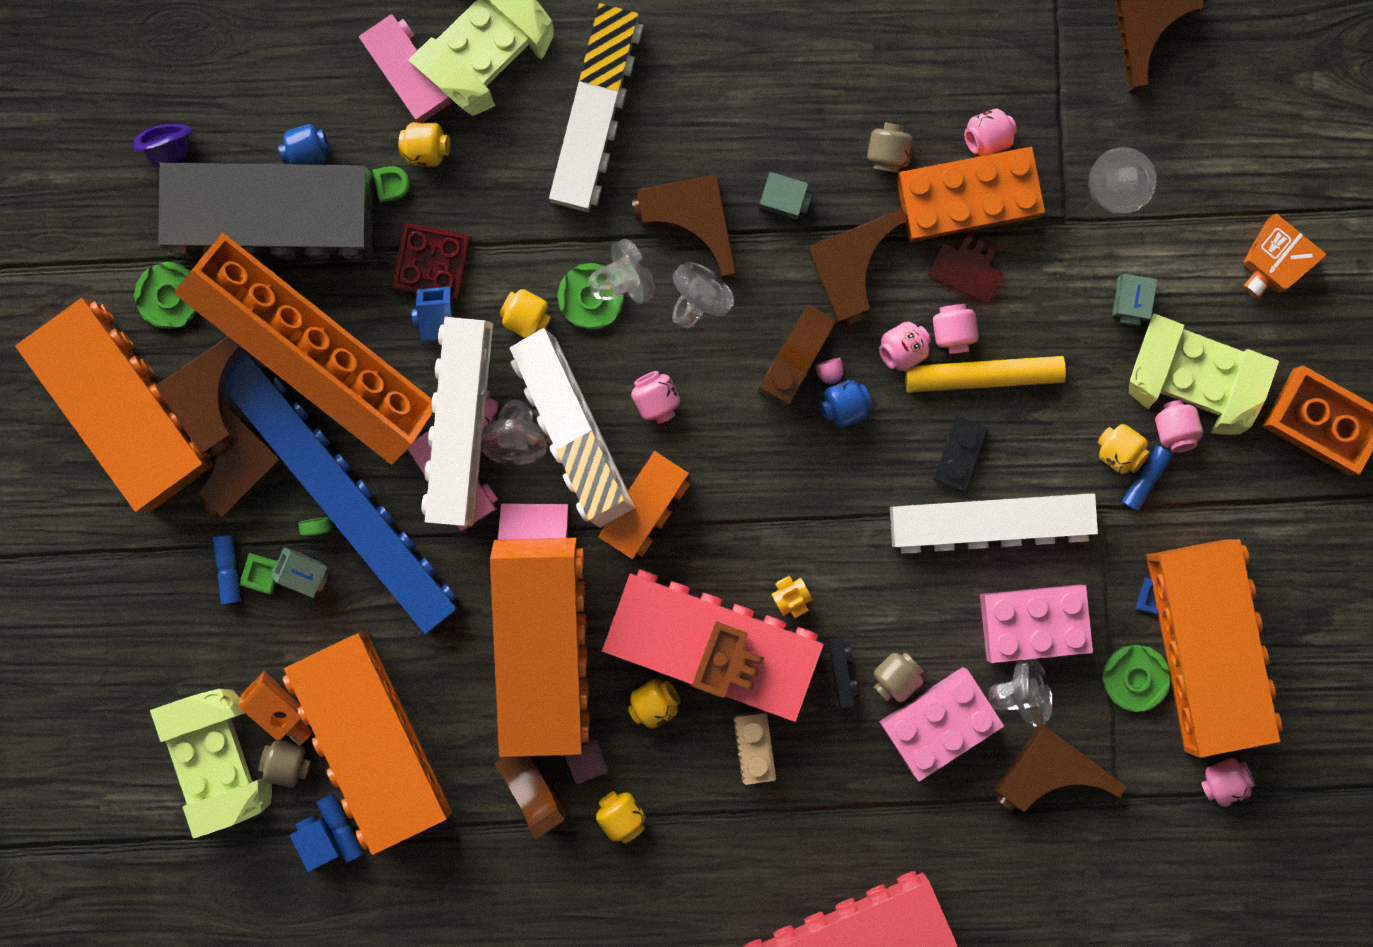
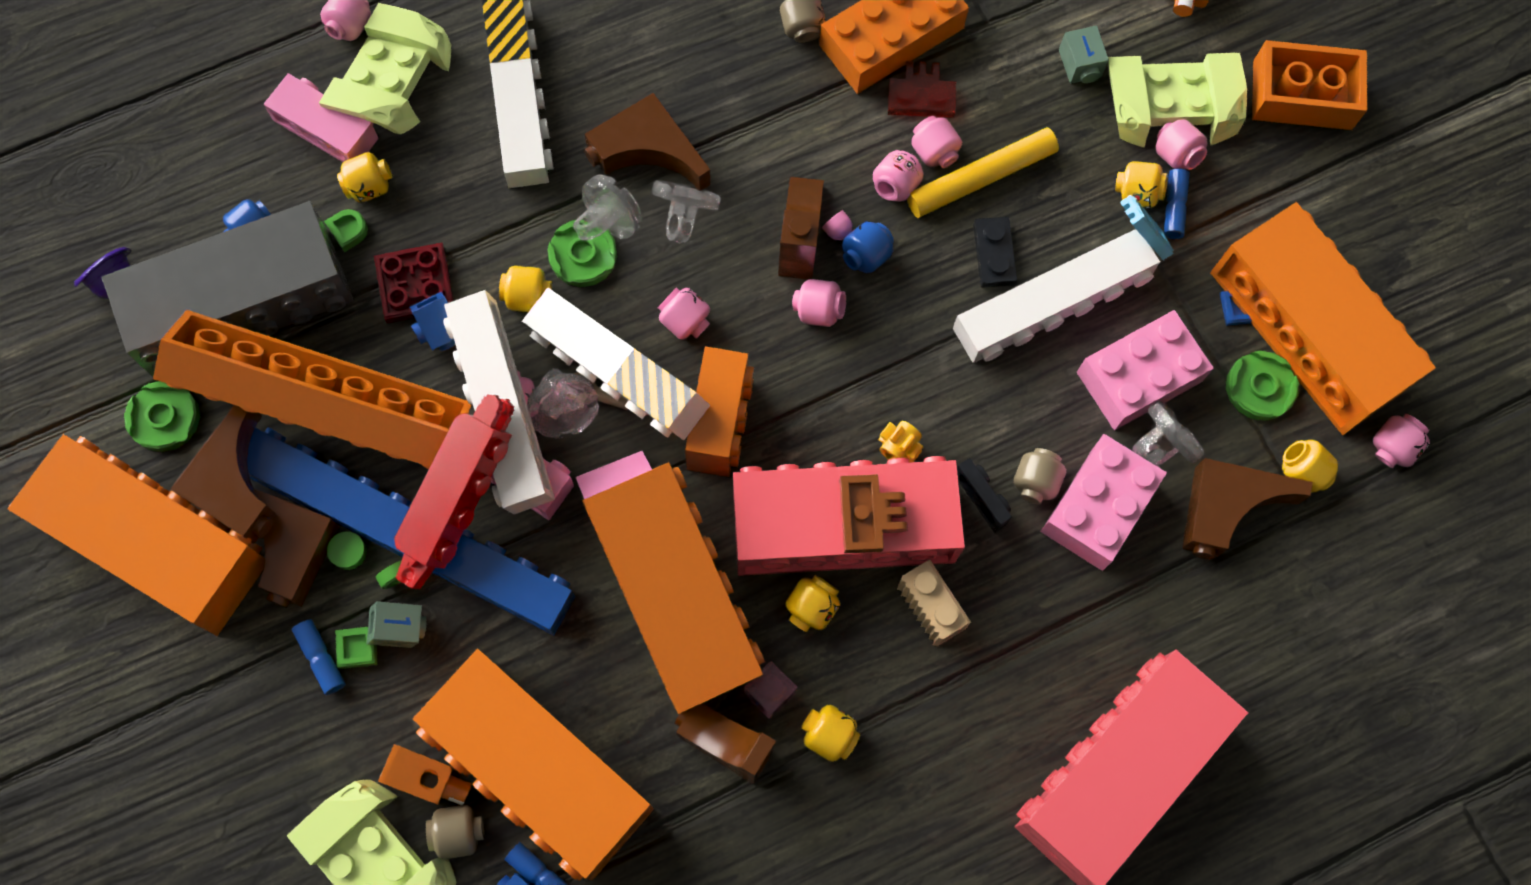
camera: 20 degrees left, 15 degrees down
(282, 486) = (346, 550): none -> bright green tile
(388, 489) = (452, 490): none -> hinge
(779, 438) = (819, 302): none -> bright pink head
(785, 196) = (725, 92): sand green brick -> none
(843, 265) = (806, 128): reddish brown arch -> none
(1101, 496) = (1147, 227): none -> medium azure tile
(1136, 769) = (1310, 462): none -> yellow head

